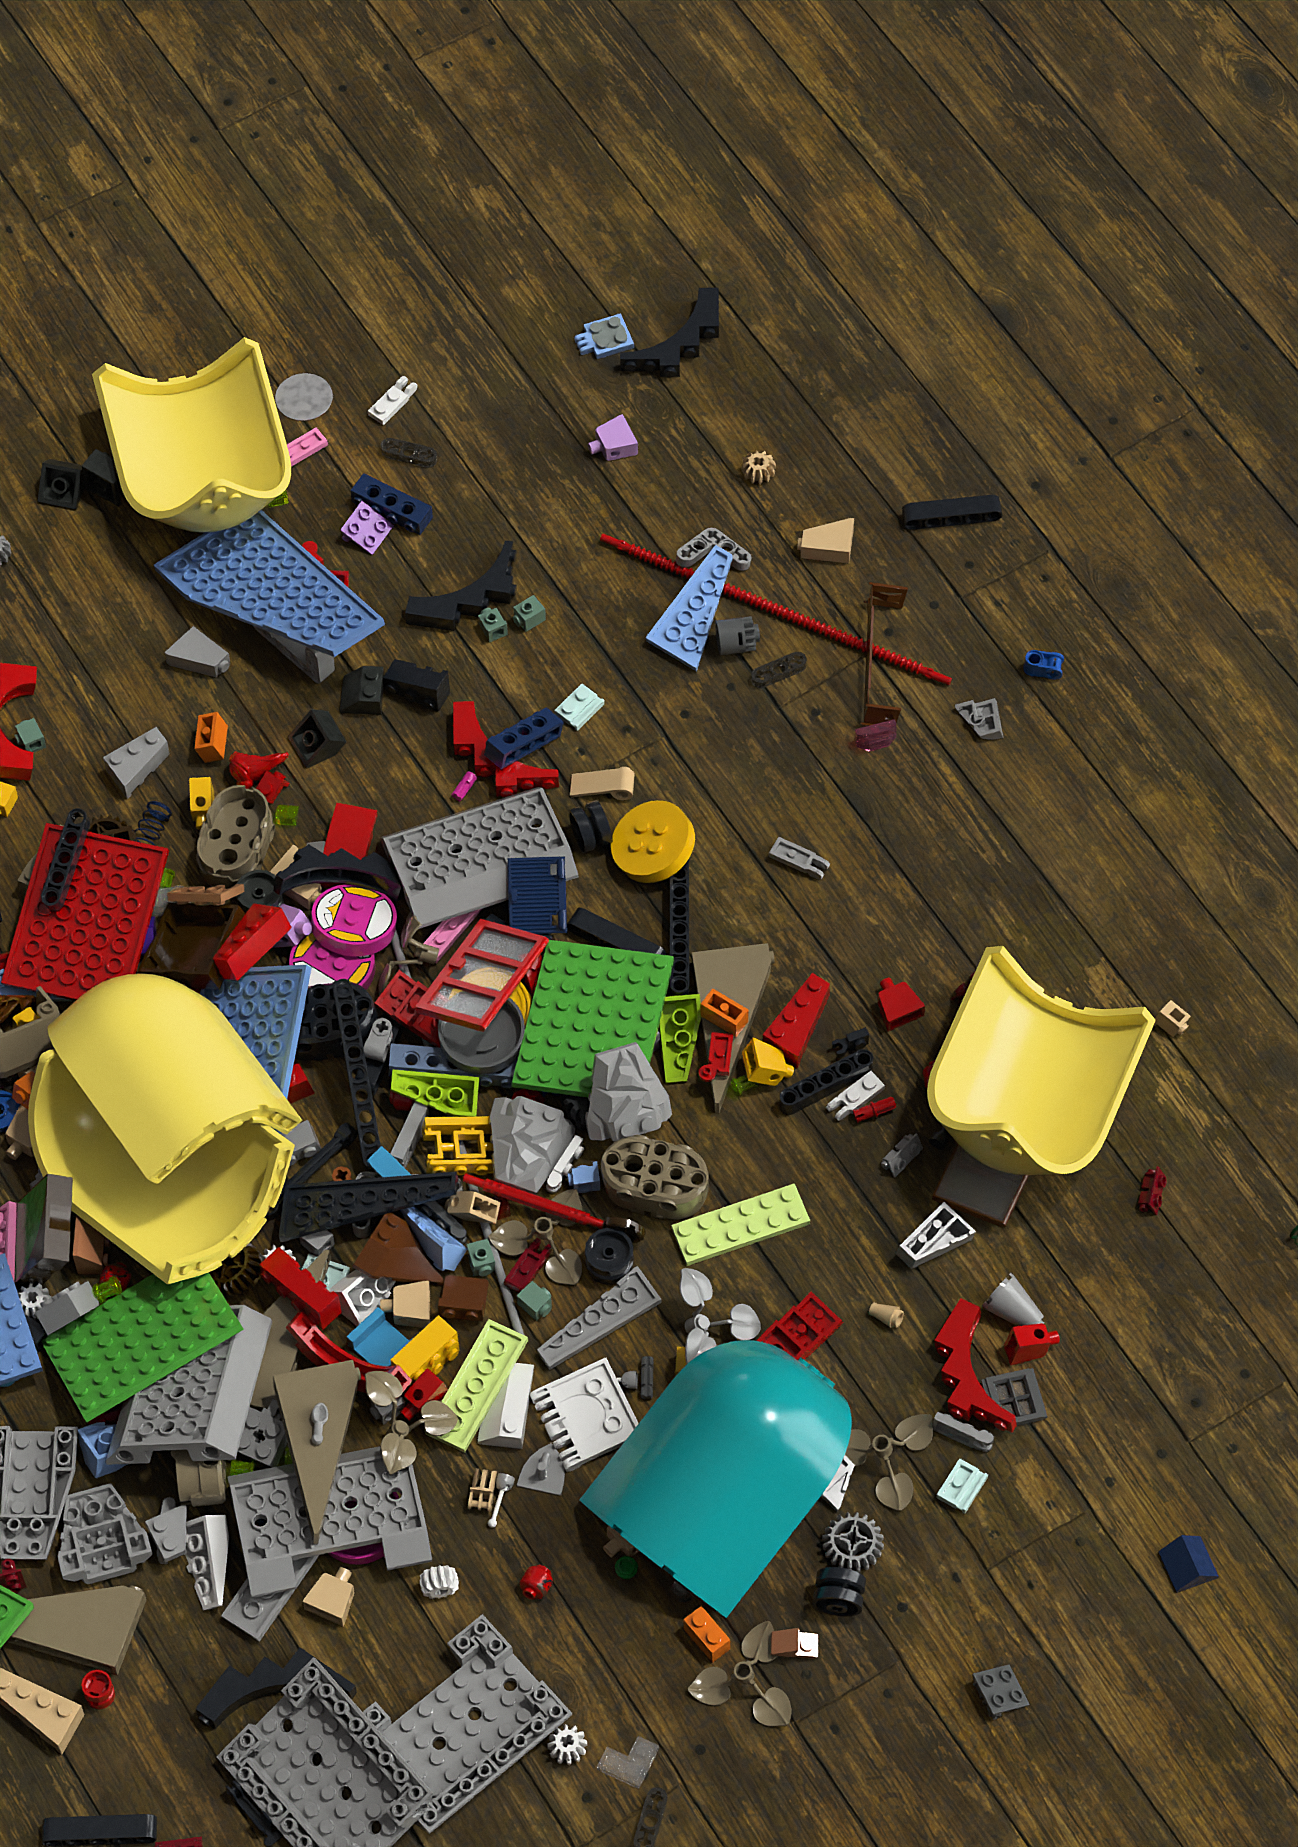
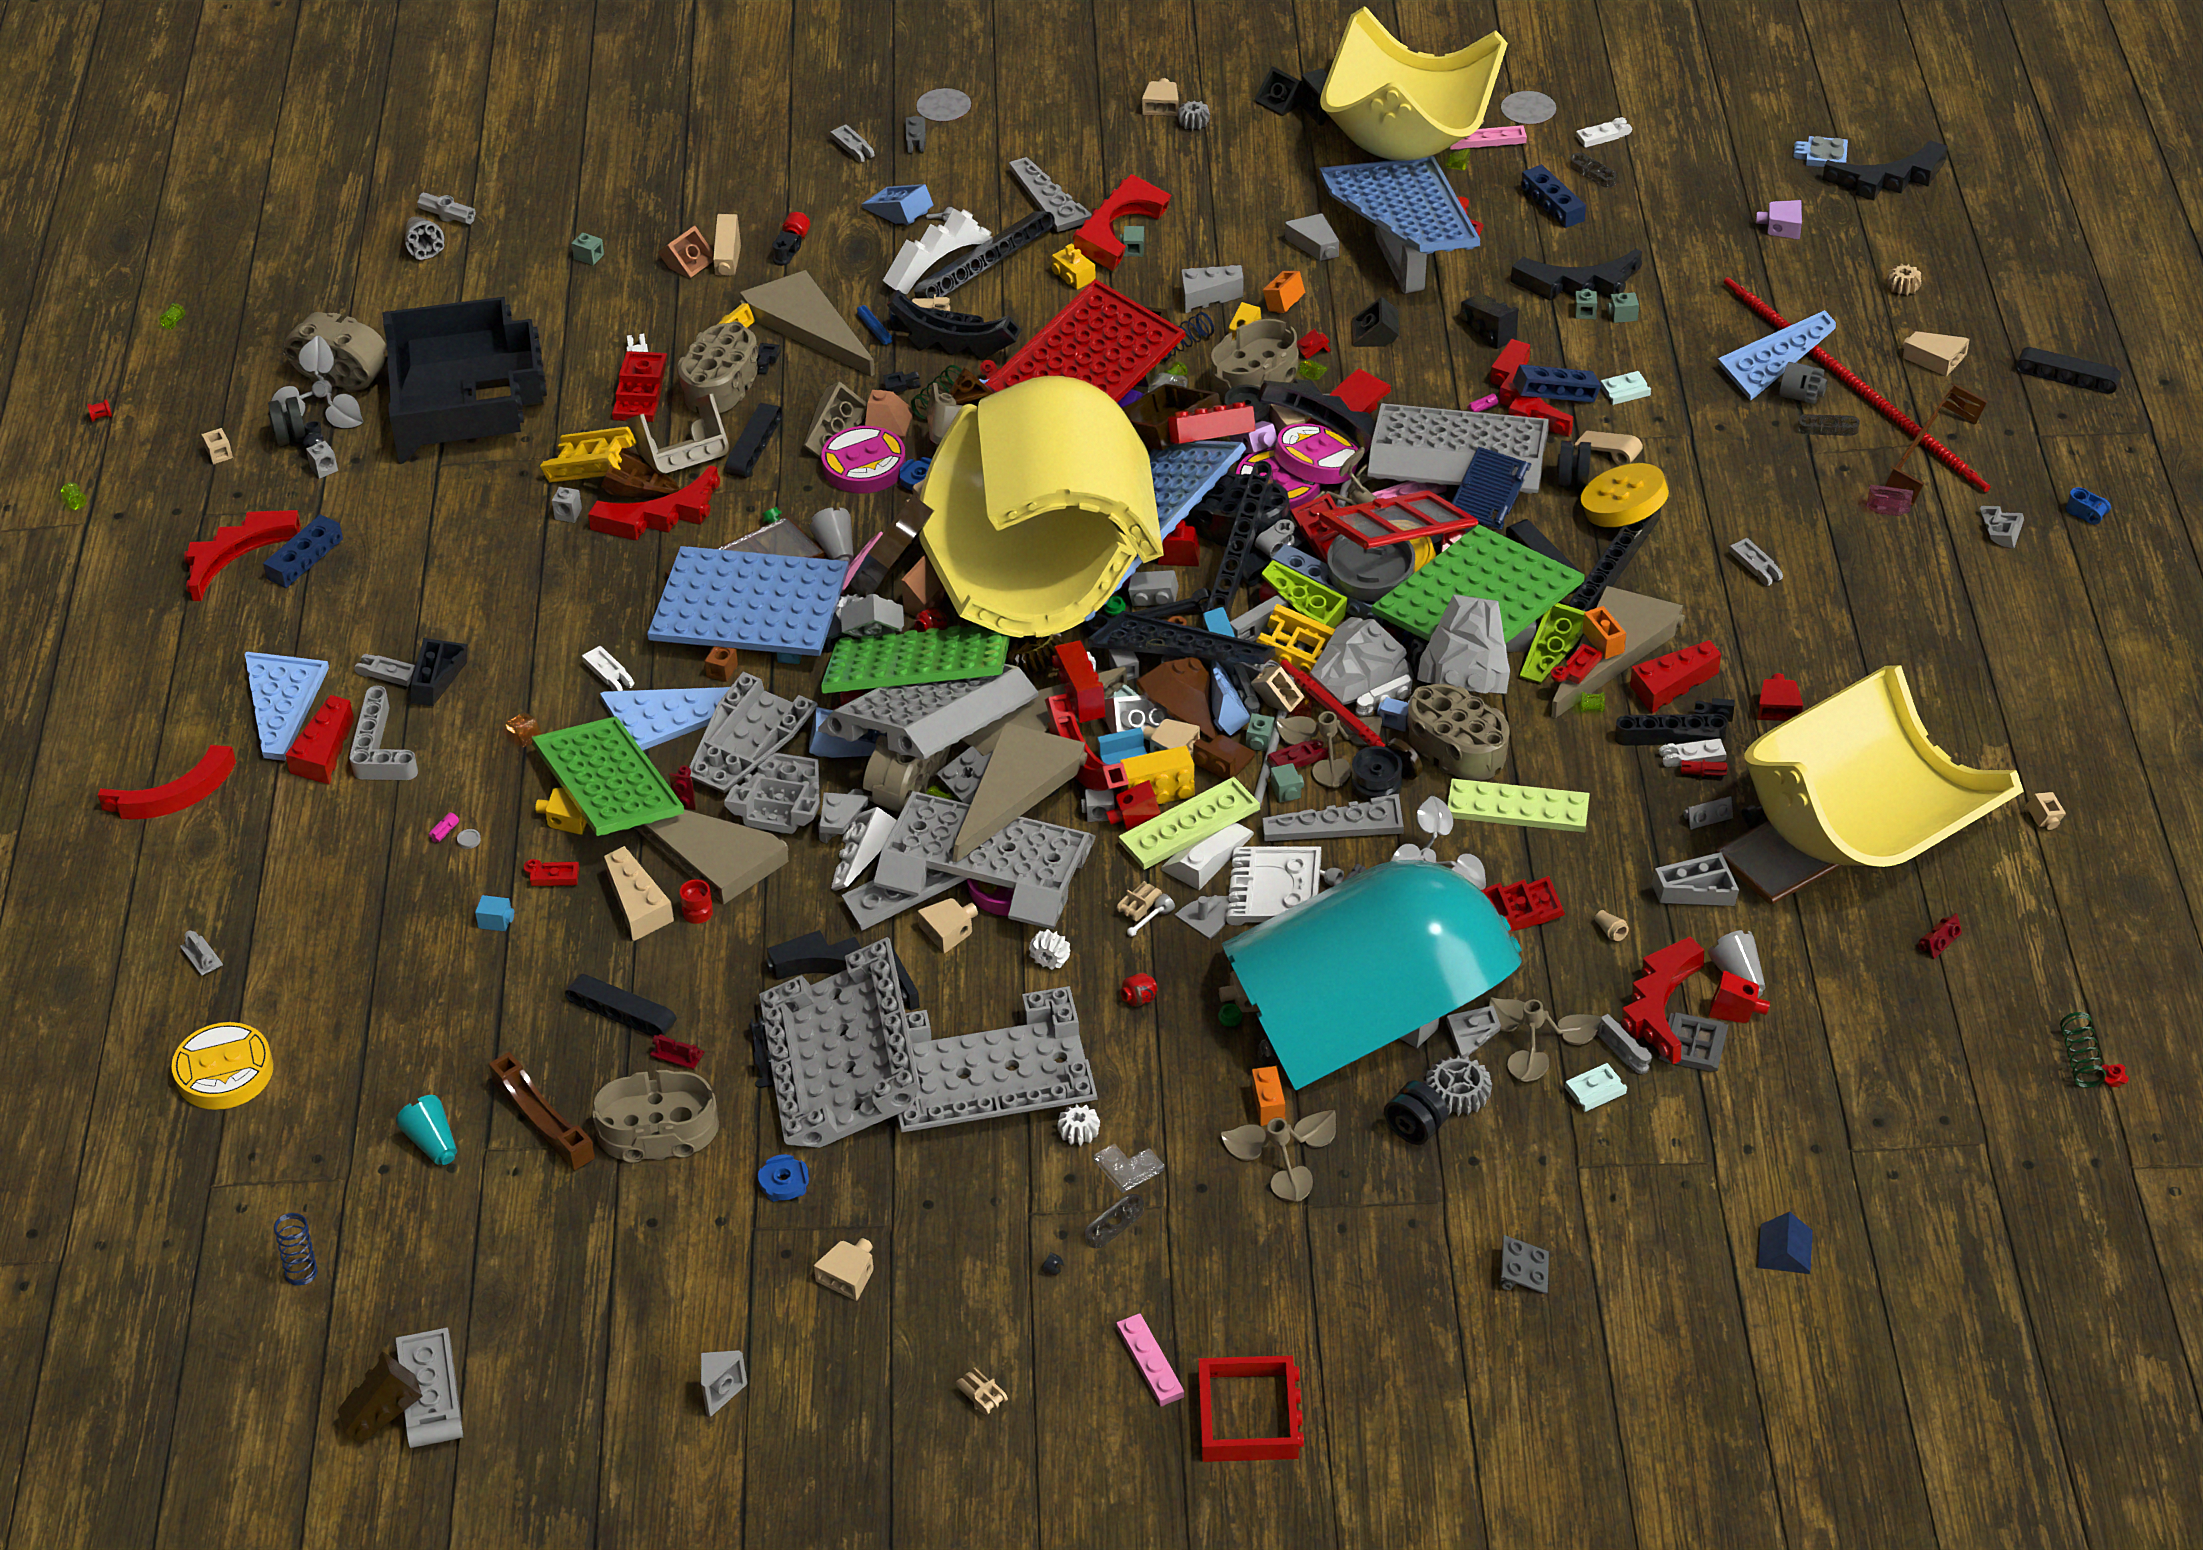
camera: 30 degrees right, 15 degrees down
(65, 869) = (1092, 307): black beam -> none
(107, 1289) = (915, 620): clear neon green bush -> none
(200, 896) = (1202, 382): medium nougat wing -> none
(251, 768) = (1305, 320): red hair -> none
(319, 1417) = (1022, 765): light grey piece -> none
(363, 691) = (1440, 309): pearl dark grey slope -> none
(366, 528) = (1519, 204): hinge -> none
(395, 1450) = (1078, 827): dark tan plant -> none
(708, 539) = (1841, 334): light grey beam -> none
(765, 1063) = (1621, 691): yellow torso -> none
(794, 1644) = (1344, 1139): nougat slope -> none

